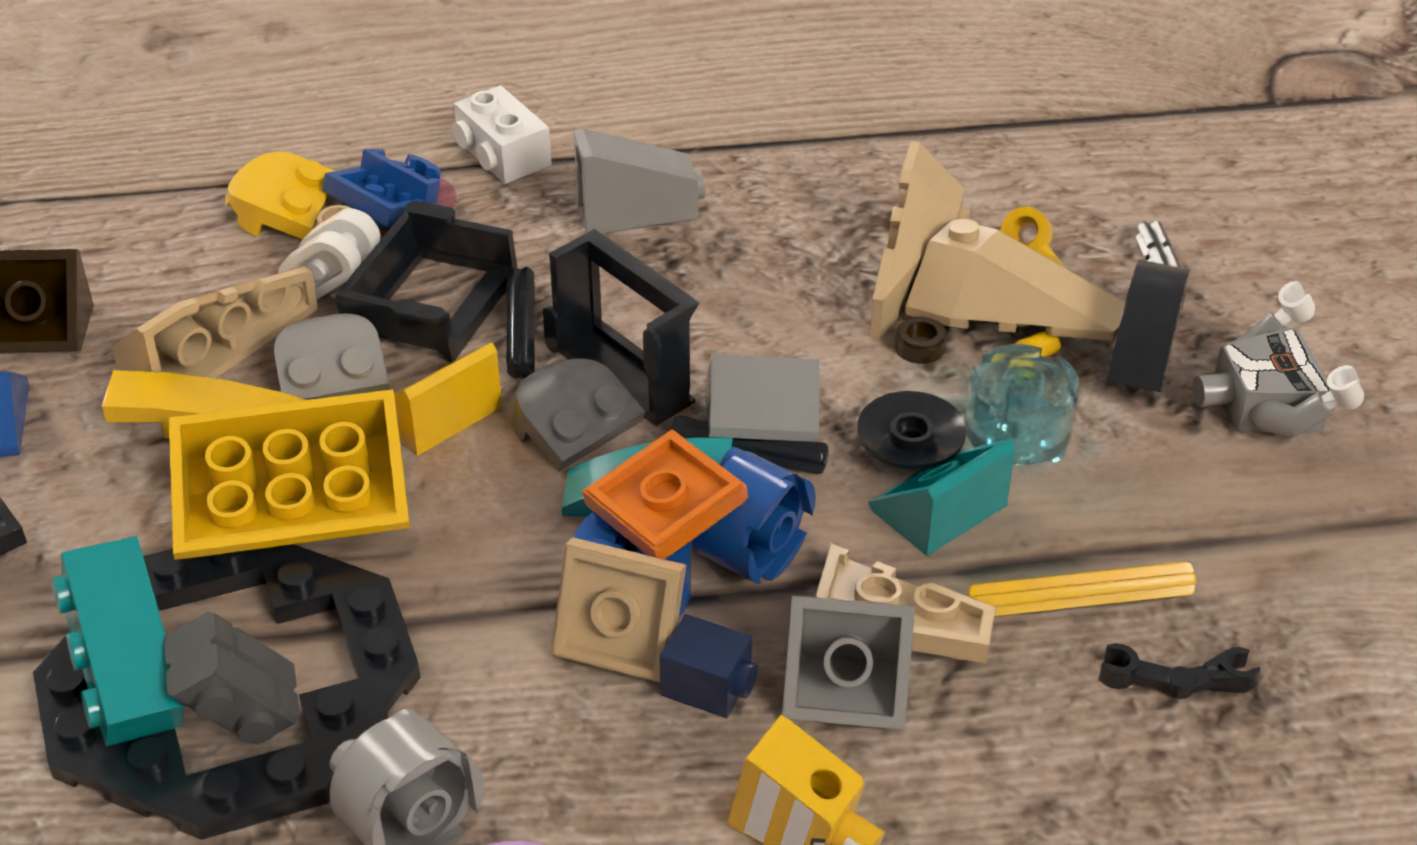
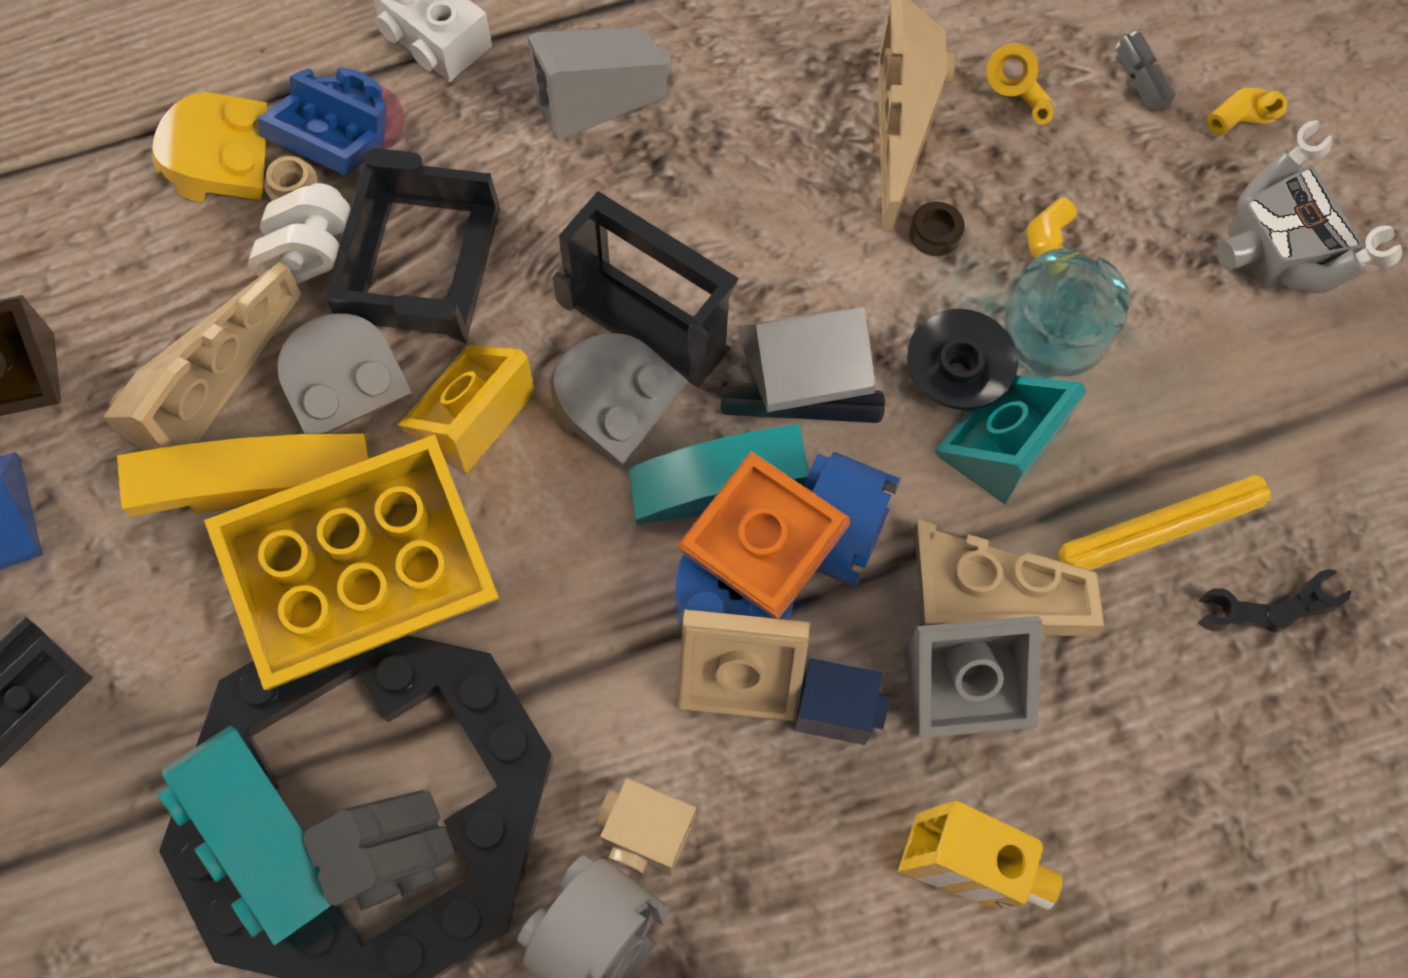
camera: 15 degrees left, 25 degrees up
(491, 727) = (644, 827): none -> tan brick
(520, 322) = (525, 280): black axle -> none
(994, 278) = (1006, 151): tan wedge -> none
(1148, 325) = (1171, 184): black arch -> none
(1252, 290) = (1247, 106): none -> yellow arm

